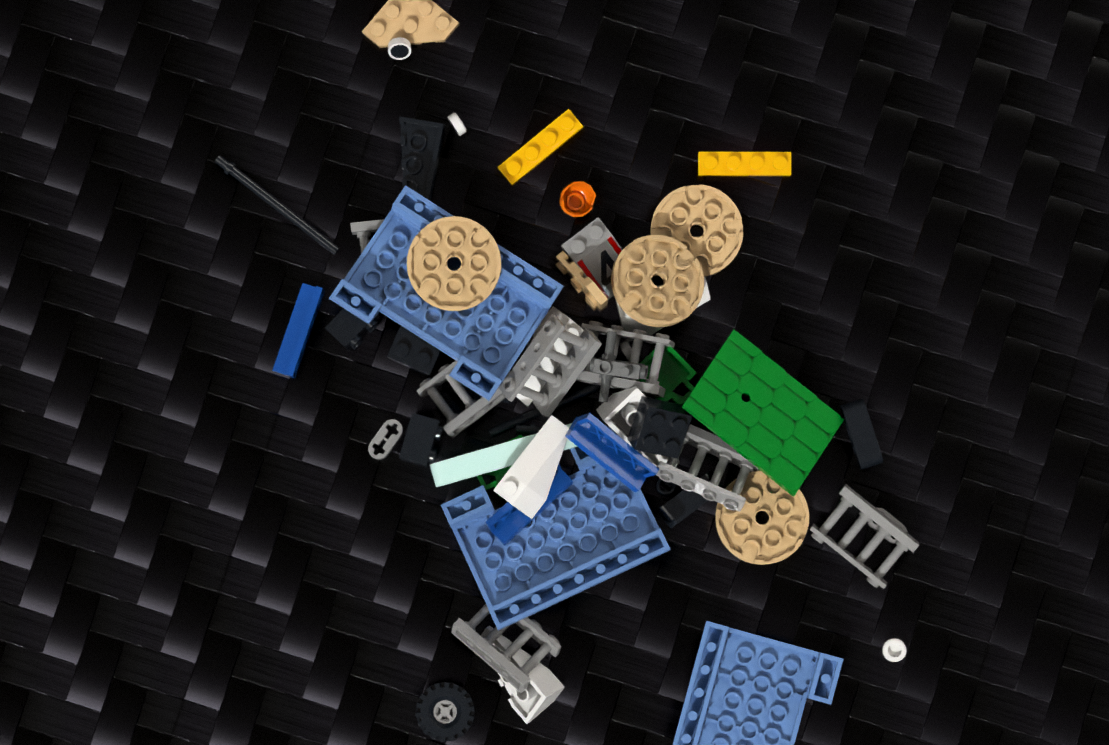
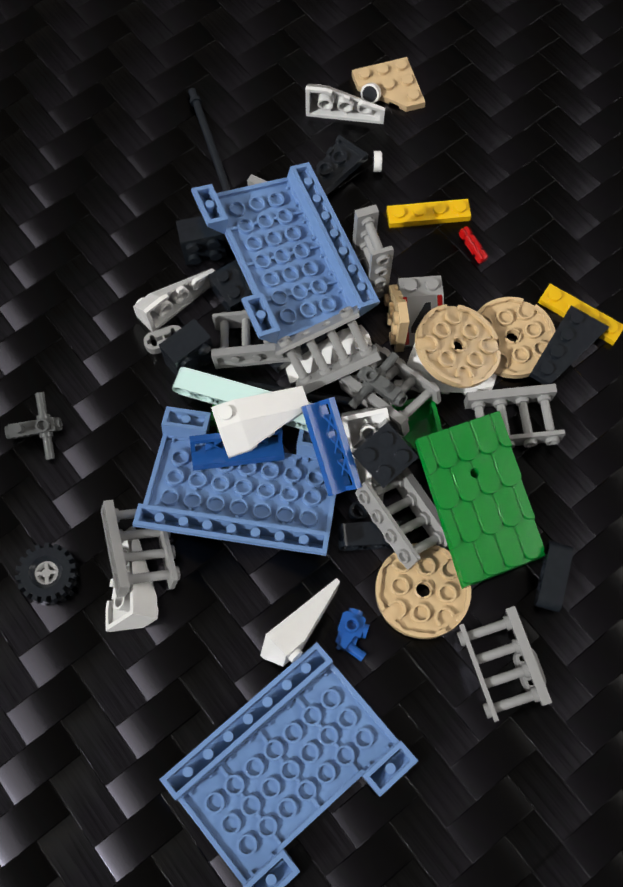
camera: 30 degrees right, 15 degrees down
(298, 330) = (159, 228): blue fence -> none
(343, 592) = (43, 426): none -> dark grey piece
(360, 411) = (167, 302): none -> white wedge
(369, 85) = (332, 103): none -> white wedge
(478, 269) = (310, 250): tan plate -> none
(509, 232) = (370, 251): none -> light grey fence
(577, 199) = (433, 258): orange hair -> none
(603, 155) = (473, 245): none -> red axle
(683, 627) = (289, 637): none -> white wedge
(724, 589) = (350, 629): none -> blue piece
(741, 288) = (521, 397): none -> light grey fence
(751, 205) = (568, 343): none -> black wing
(894, 650) = (469, 787): white tile -> none

